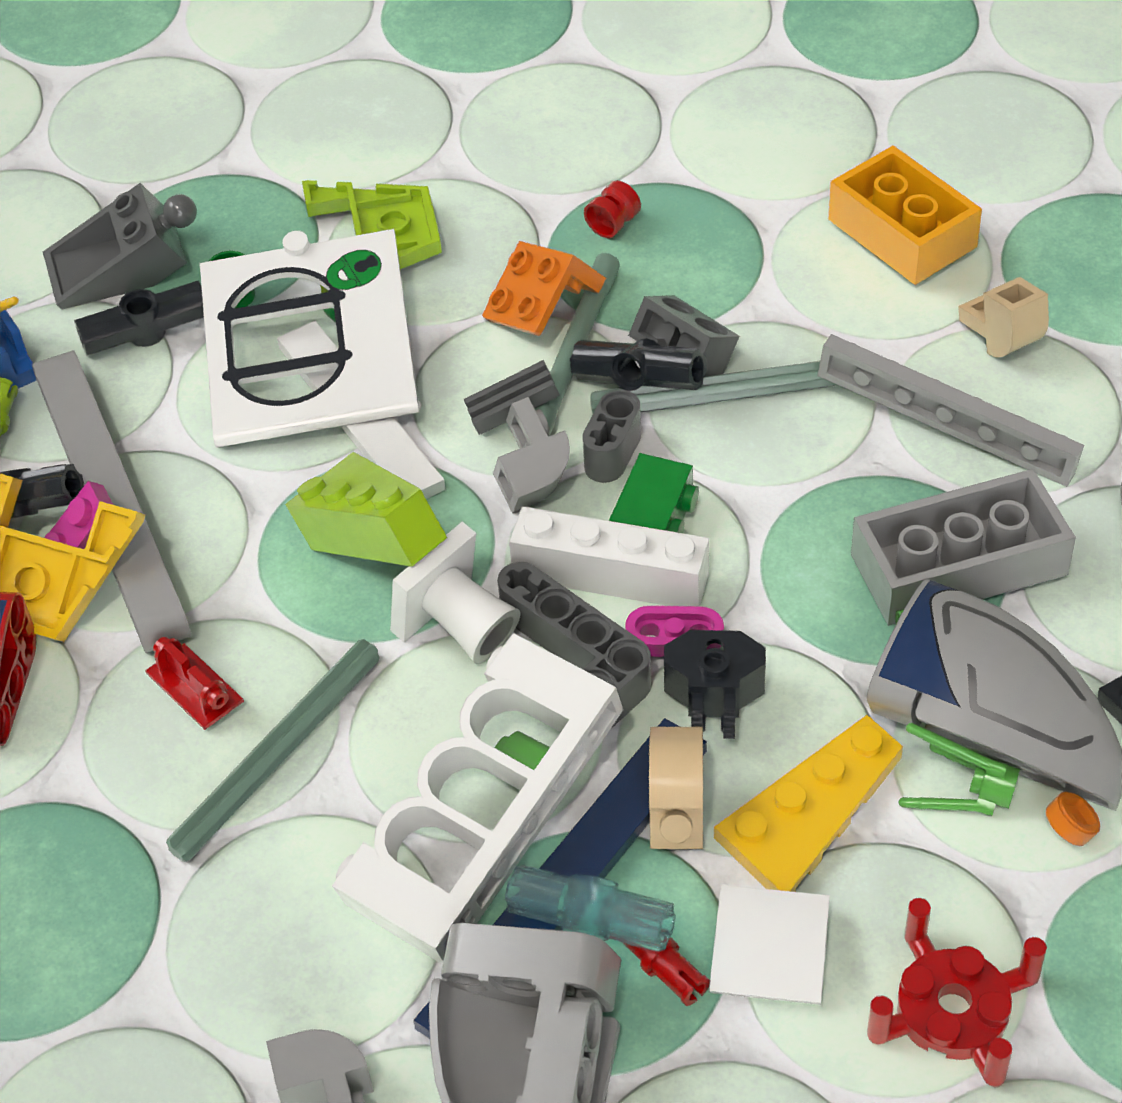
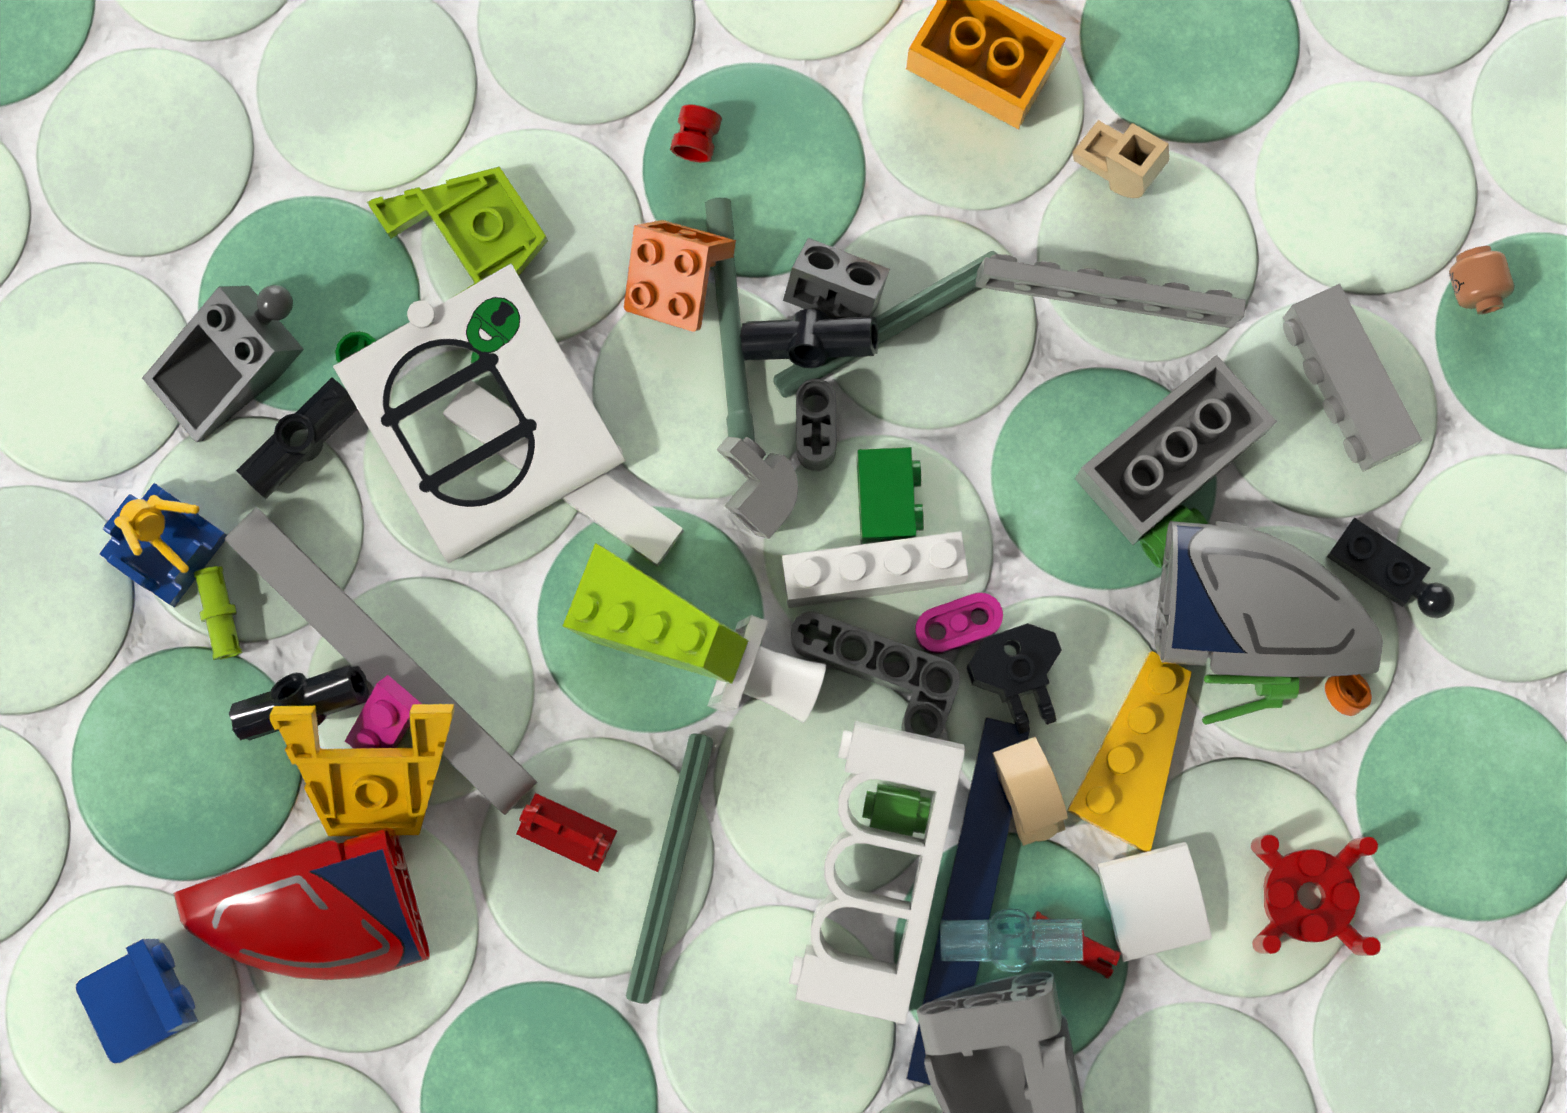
camera: 25 degrees left, 30 degrees up
(491, 405) = (693, 401): dark grey tile -> none

